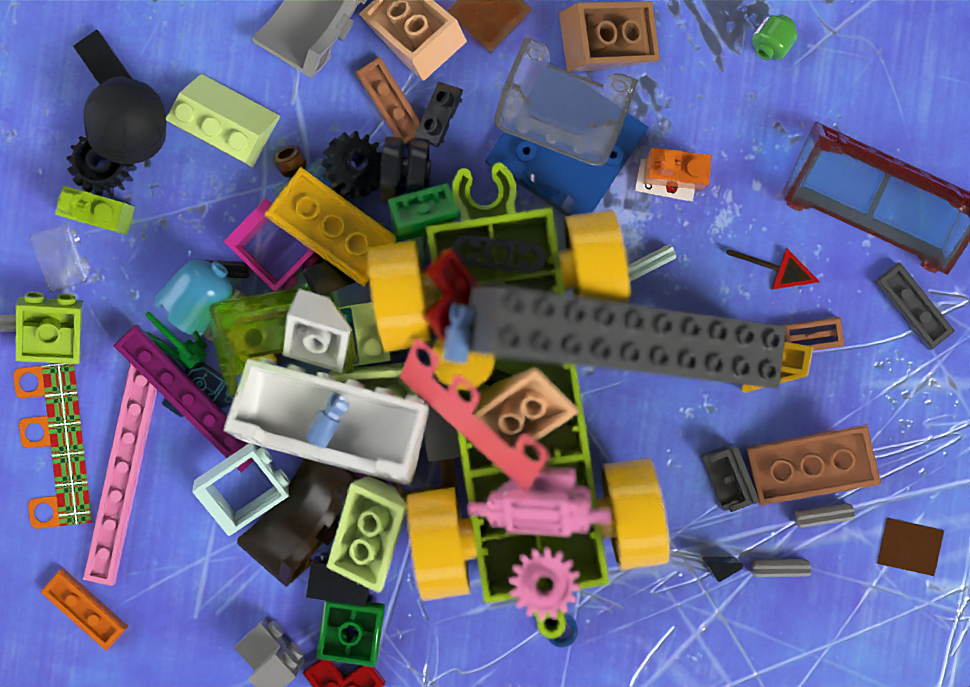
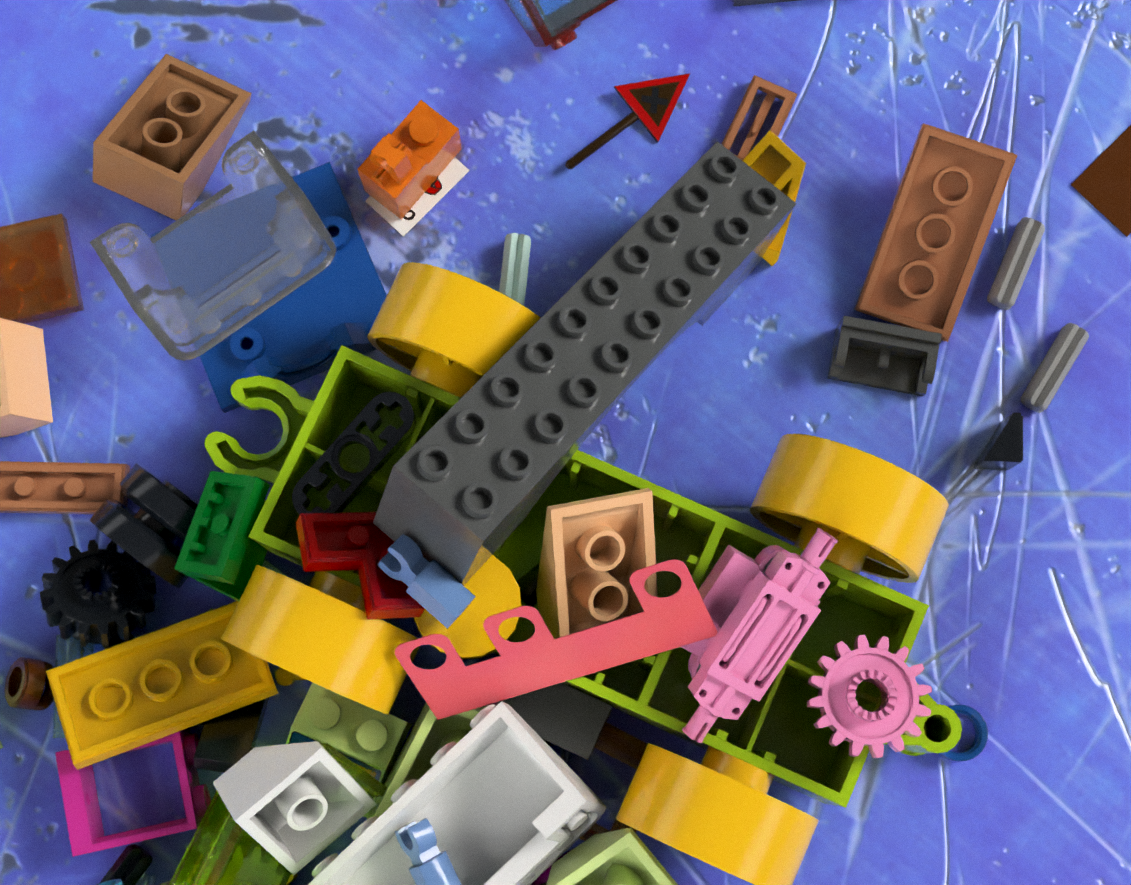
camera: 55 degrees left, 10 degrees down
(438, 113) = (112, 428): black hinge -> none

